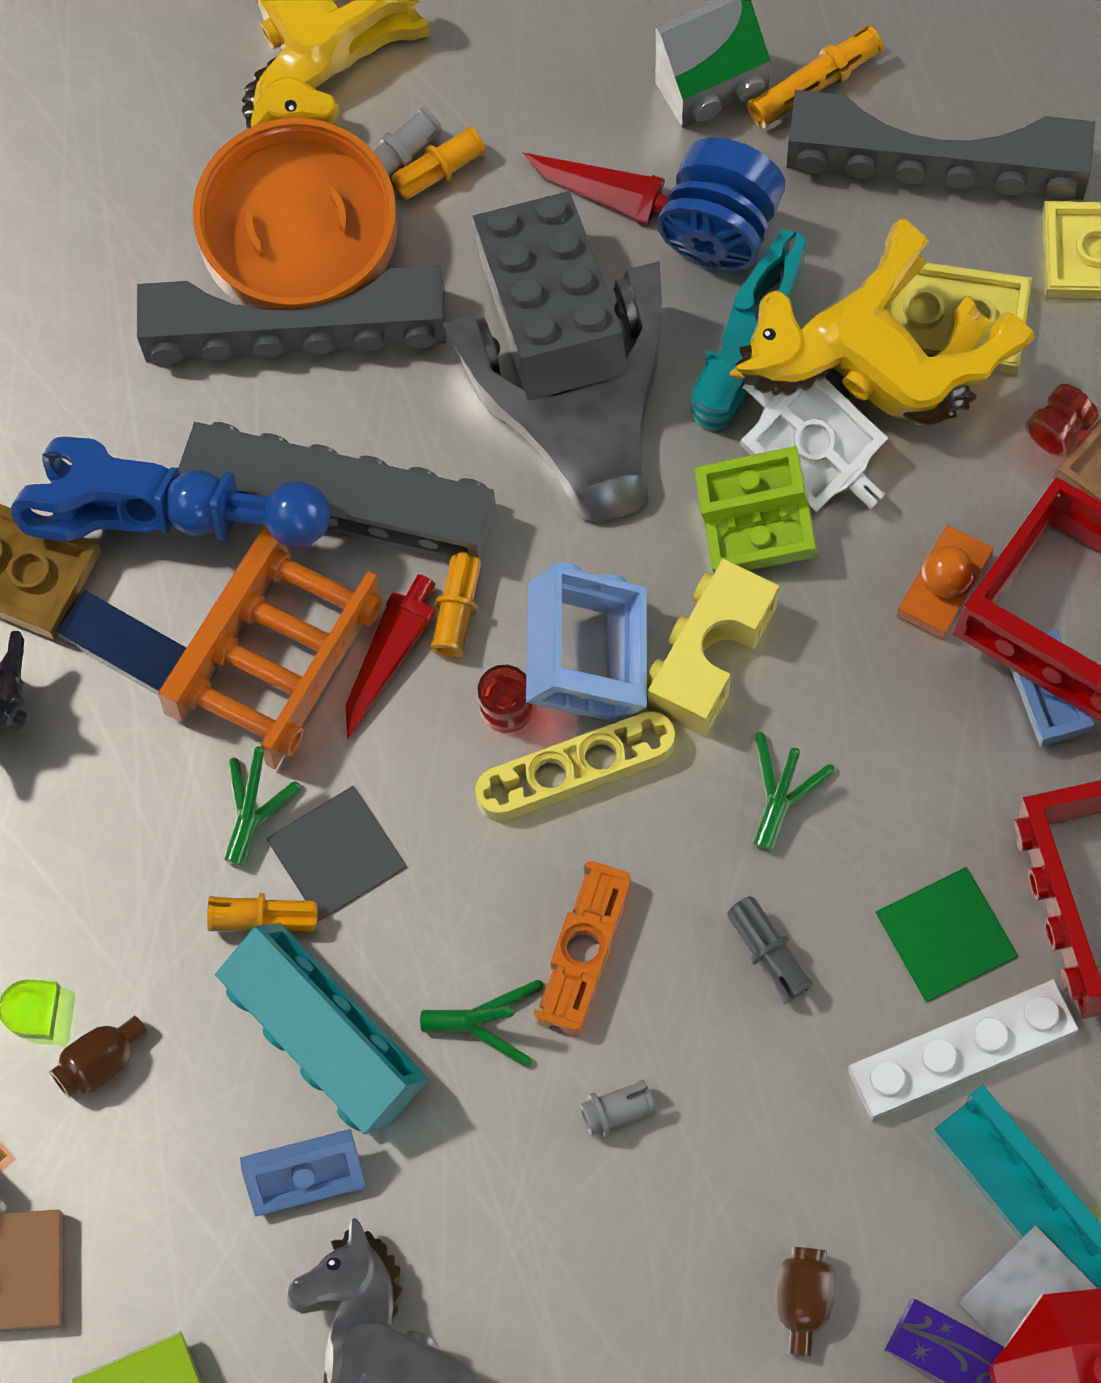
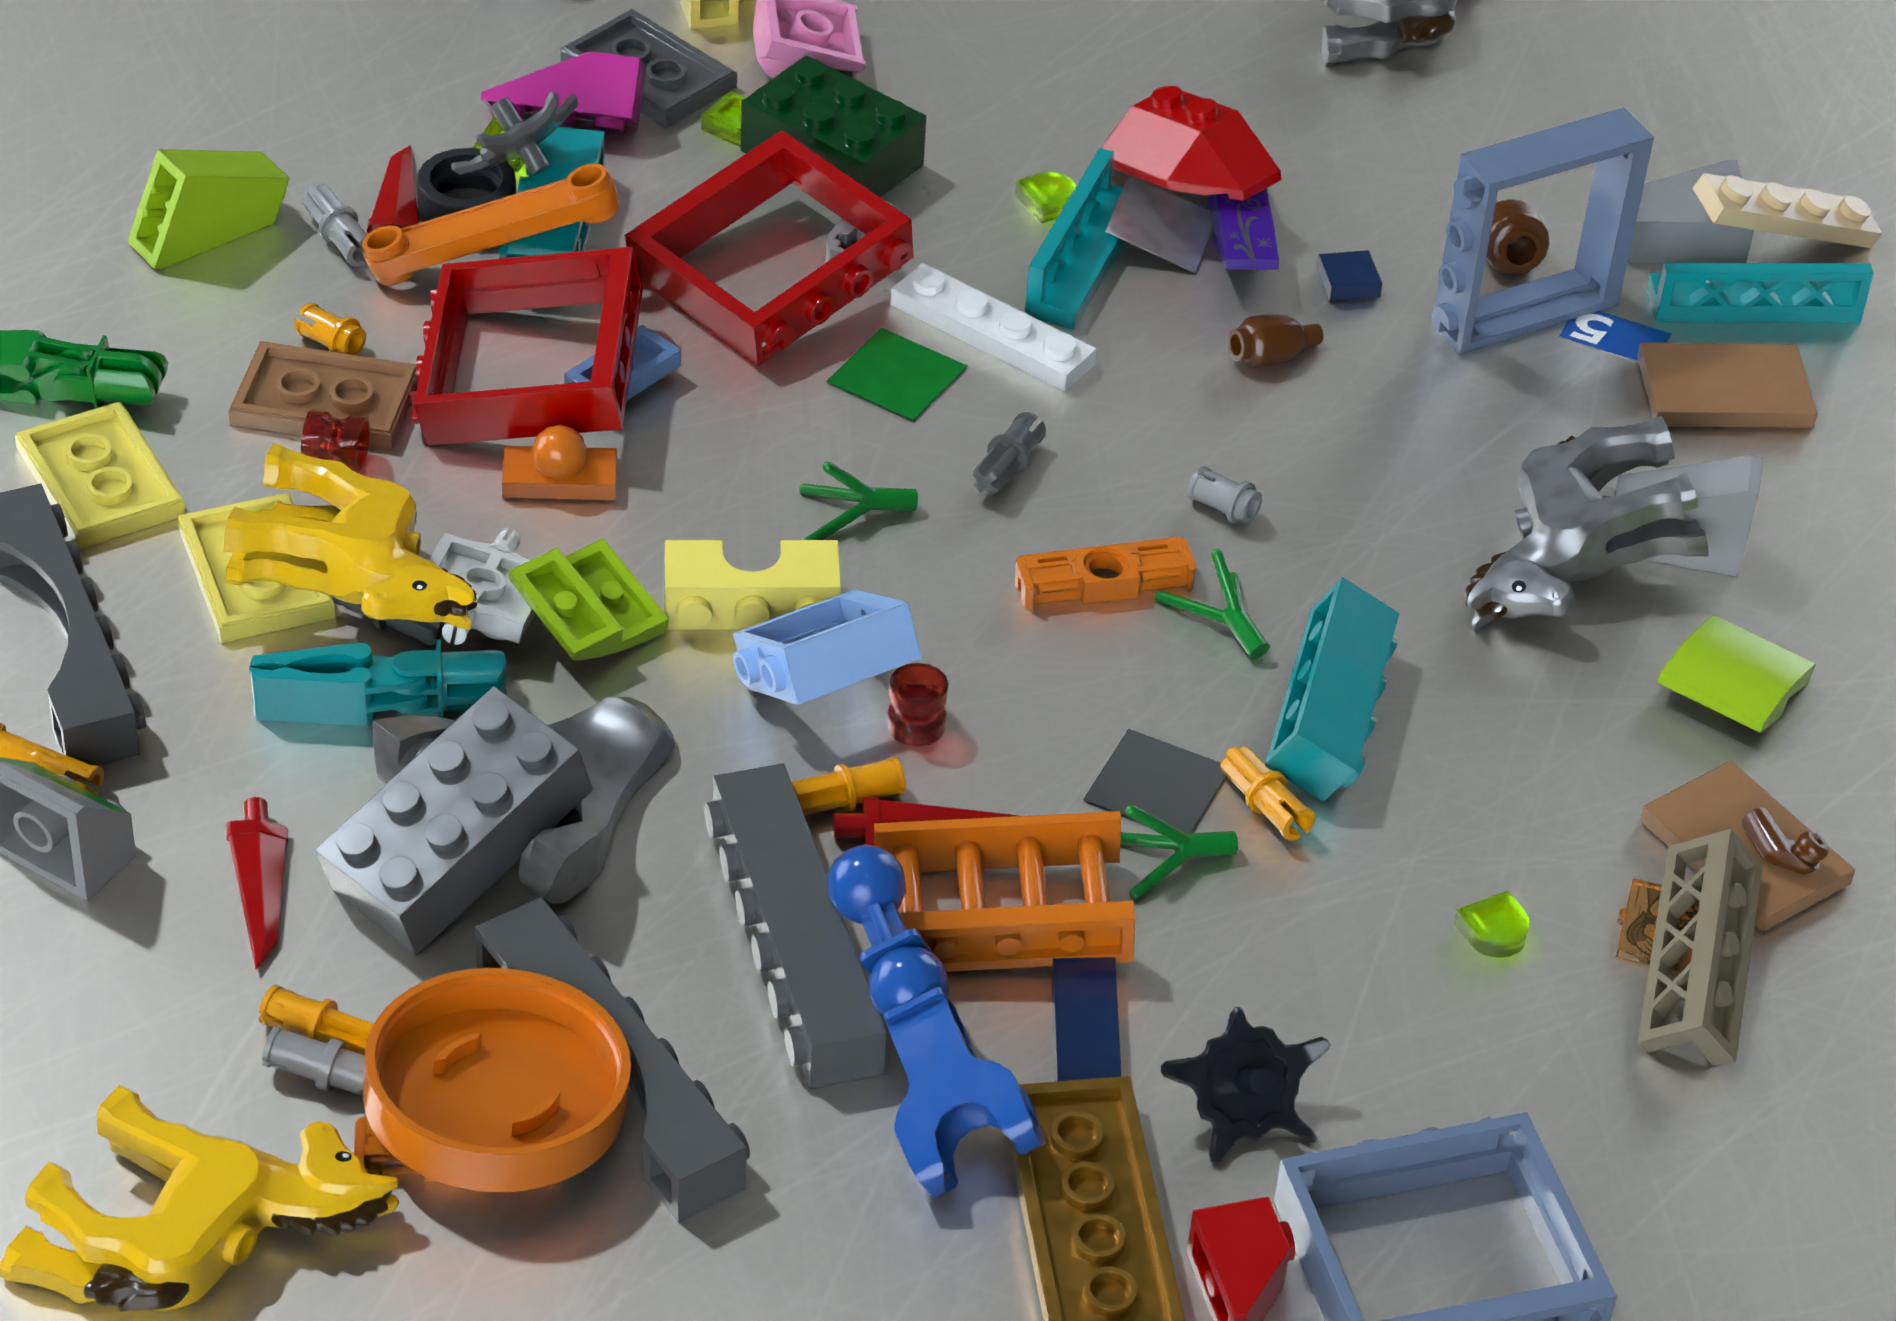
camera: 130 degrees left, 25 degrees down
(96, 1057) = (1495, 847): reddish brown plant -> none
(302, 1172) = (1478, 673): medium blue plate -> none
(579, 774) = (994, 678): light yellow beam -> none
(721, 204) = (253, 732): blue wheel -> none

